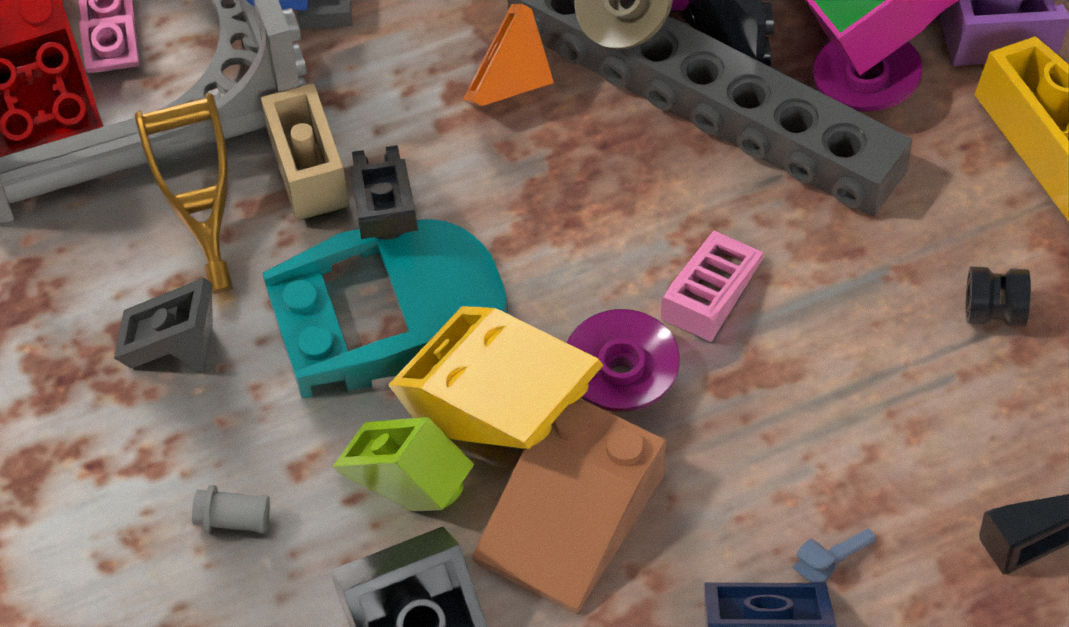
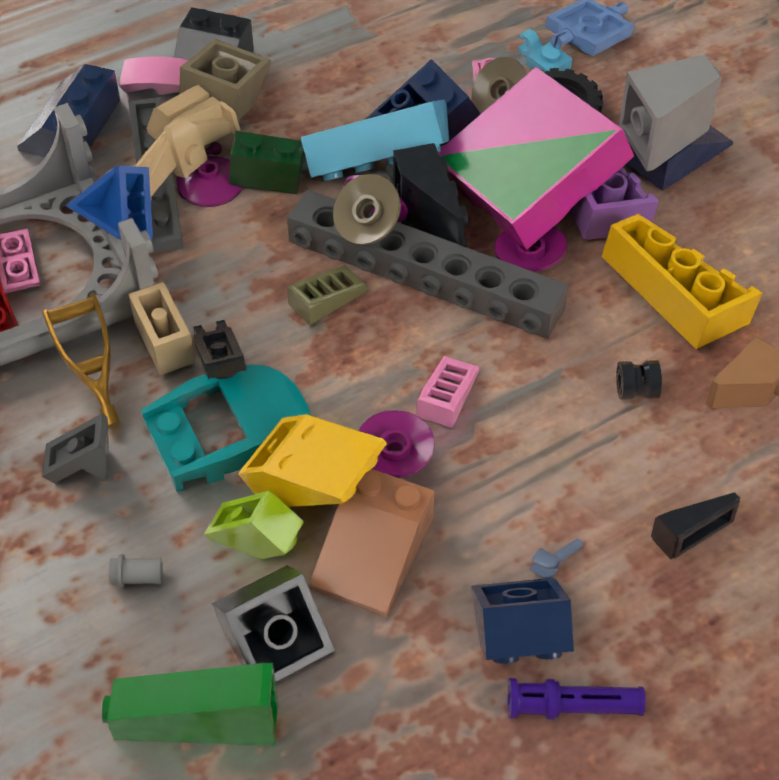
camera: 10 degrees left, 5 degrees down
(513, 61) = (296, 258): orange slope -> none
(535, 140) = (322, 305): none -> olive slope

